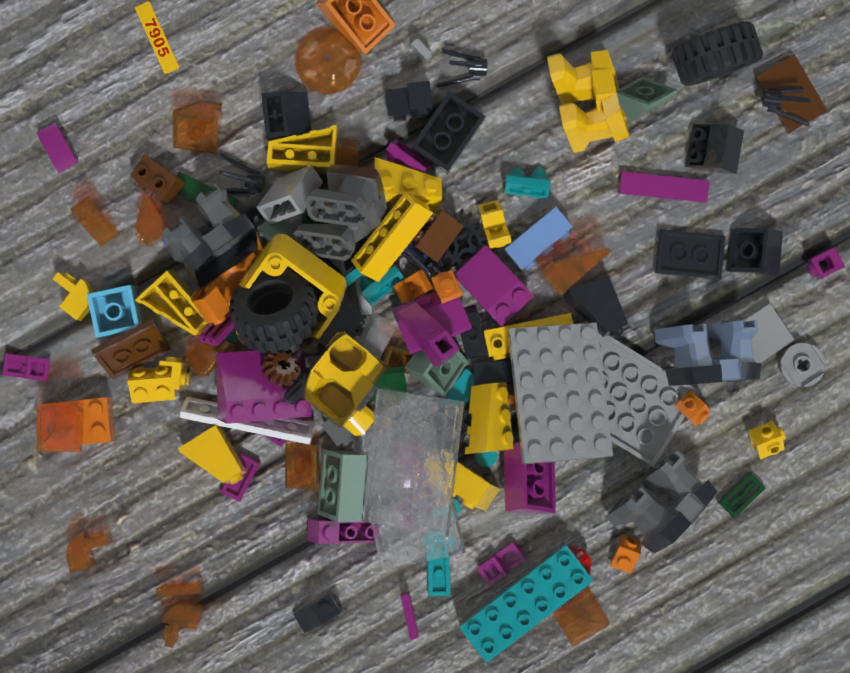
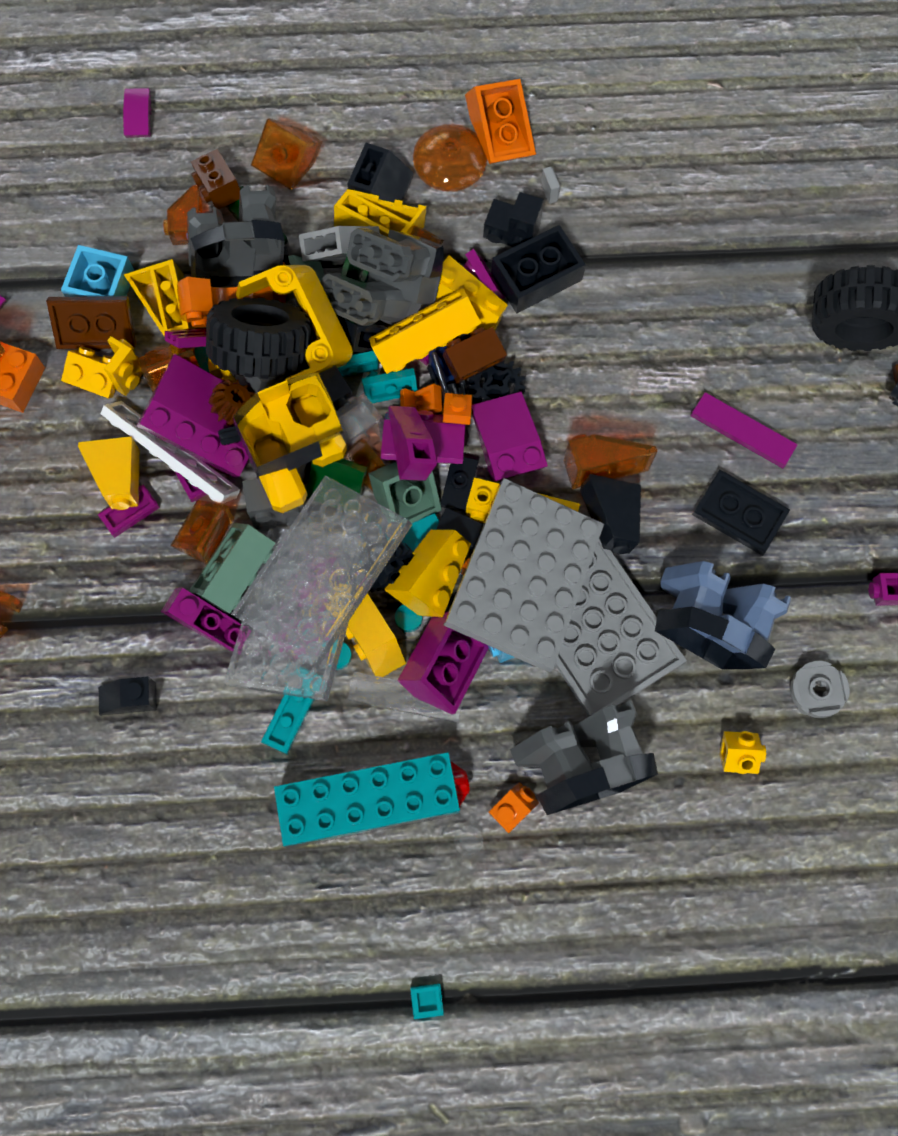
camera: 20 degrees right, 15 degrees down
(76, 302) = (62, 252): yellow brick -> none
(94, 220) = (131, 190): clear orange slope -> none
(157, 37) = (293, 65): yellow sticker -> none
(252, 182) = (310, 223): black plant -> none
(409, 615) = (227, 752): magenta tile -> none
(476, 66) = (599, 224): black plant -> none
(494, 224) = (540, 379): yellow brick -> none
(501, 563) = (363, 746): magenta slope -> none
(535, 186) = (595, 359): teal tile -> none
(539, 239) = (581, 415): medium blue brick -> none
(581, 617) = (423, 855): clear orange slope -> none
(588, 82) = (709, 282): yellow piece -> none
(642, 97) = (763, 329): sand green slope -> none
(693, 408) = (671, 676): orange bracket -> none
(715, 148) = (819, 413): black slope -> none
(732, 491) = (660, 813): dark green tile -> none
(755, 251) = (818, 539): black slope -> none
(771, 333) = (795, 636): light grey tile -> none

